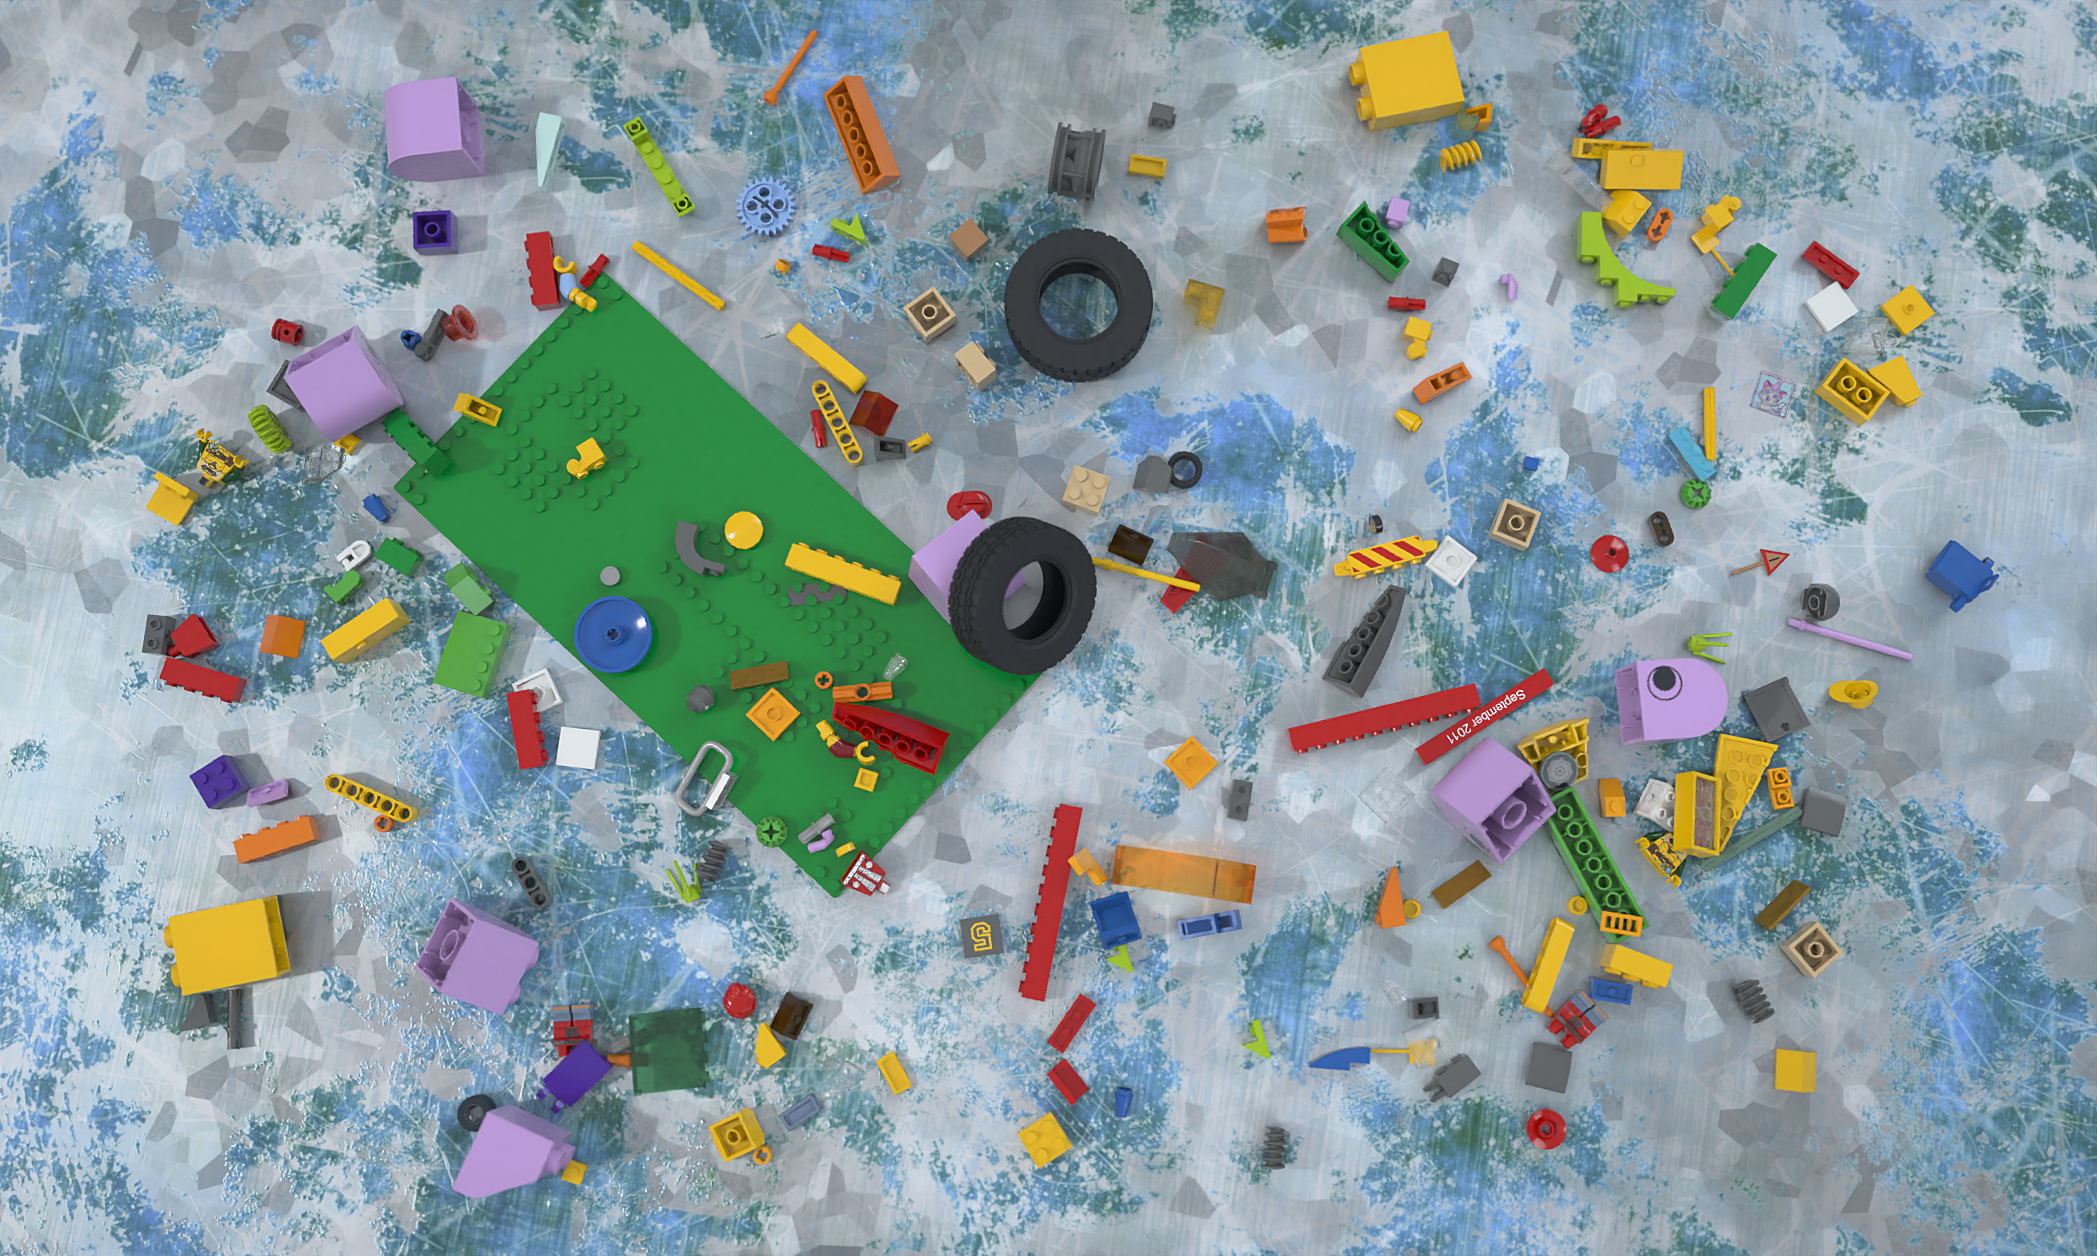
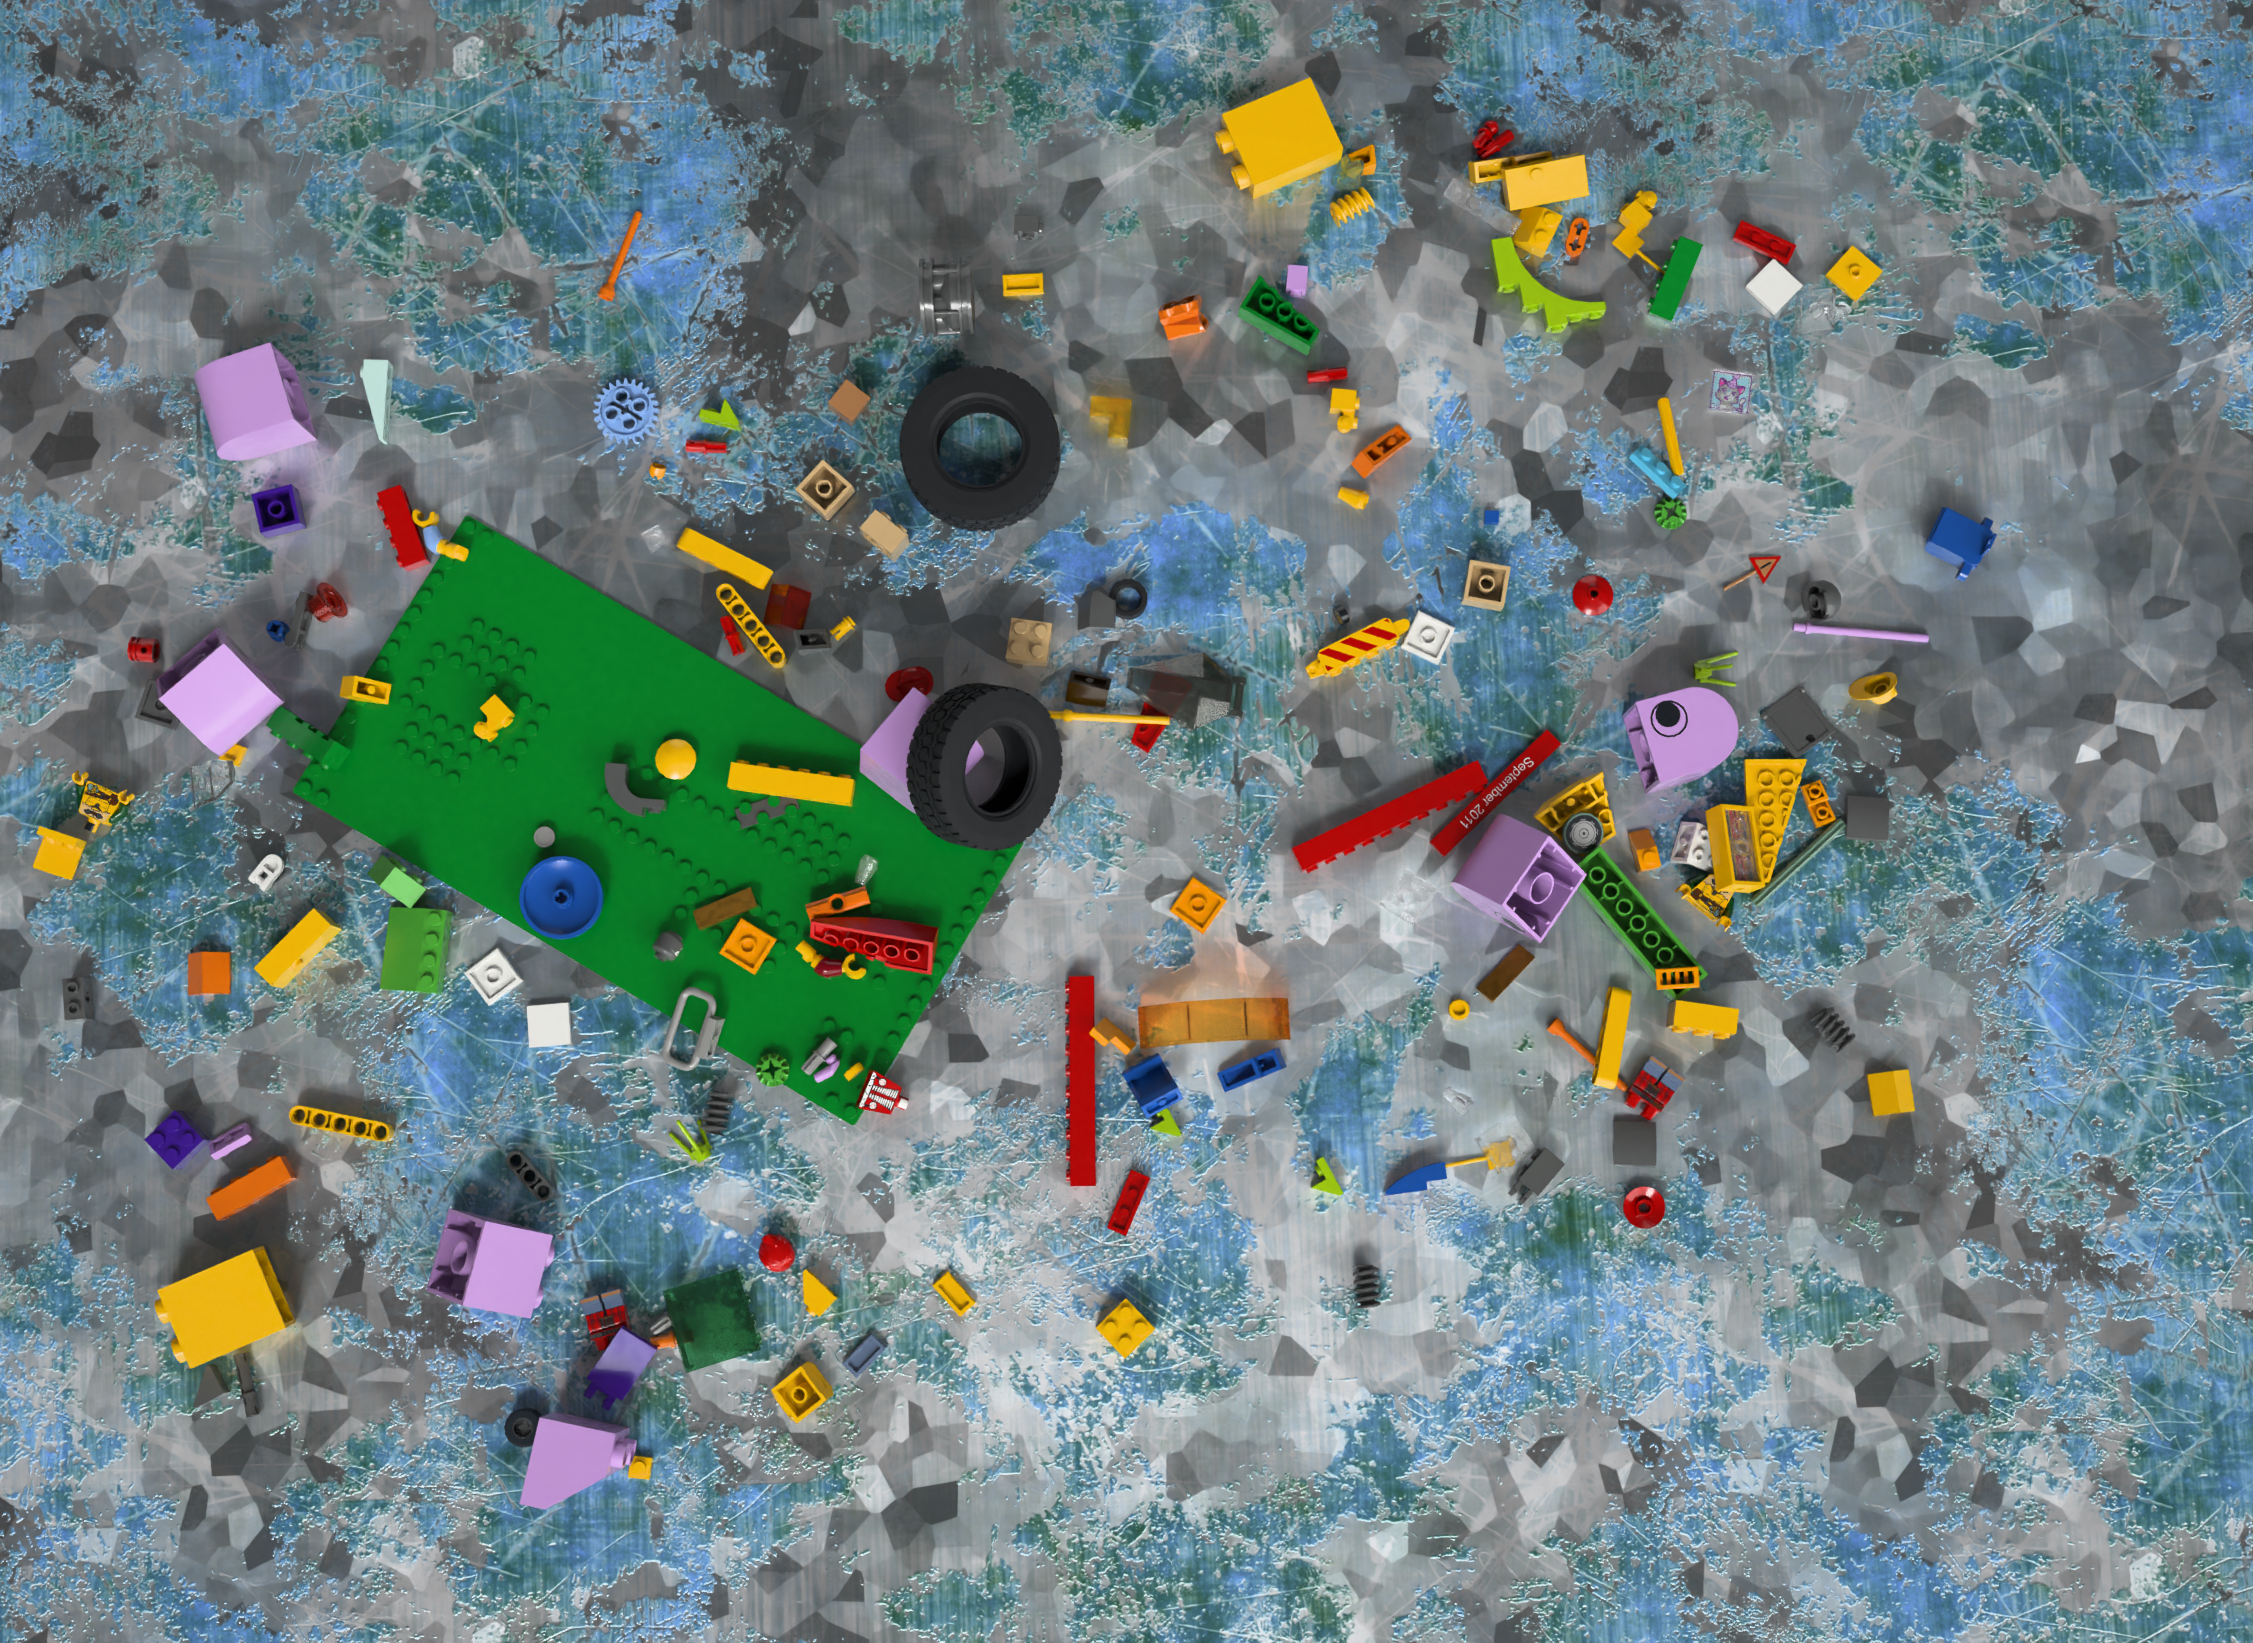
camera: 10 degrees left, 0 degrees up
(192, 638) = (114, 995): red torso -> none
(202, 679) = (135, 1036): red brick -> none
(269, 429) = (148, 756): lime gear -> none
(346, 588) = (266, 907): bright green leg -> none
(375, 507) = (277, 815): blue cone -> none
(379, 819) = (354, 1144): orange bush -> none
(398, 557) = (316, 864): green brick -> none
(527, 729) = (491, 1016): red brick -> none
(594, 270) = (458, 516): red axle -> none
(659, 167) = (503, 392): lime slope -> none
(678, 275) = (548, 503): yellow axle -> none
(759, 1160) = (835, 1401): light orange bush -> none
(791, 1016) = (834, 1257): dark brown panel -> none
(820, 675) = (798, 903): orange bush -> none
(861, 134) = (711, 312): orange slope -> none
(866, 779) = (860, 994): yellow tile -> none
(981, 936) = (1016, 1132): dark grey tile -> none
(1067, 1081) = (1137, 1263): red panel -> none
(1123, 1101) = (1199, 1272): blue cone -> none
(1239, 800) = (1256, 934): dark grey brick -> none
(1363, 653) = (1355, 753): dark grey wedge -> none
(1390, 906) = (1436, 1010): orange slope -> none
(1422, 1007) = (1492, 1109): dark grey slope -> none
(1445, 271) = (1360, 333): dark grey brick -> none
(1512, 285) = (1434, 333): lavender arm -> none
(1577, 905) = (1631, 969): yellow tile -> none
(1610, 991) = (1682, 1050): blue panel -> none
(1657, 531) = (1637, 561): dark brown beam -> none
(1782, 904) = (1843, 924): pearl gold slope -> none
(1811, 949) = (1881, 963): tan brick -> none
(1852, 391) = (1811, 372): yellow brick -> none
(1898, 380) = (1854, 352): yellow slope -> none

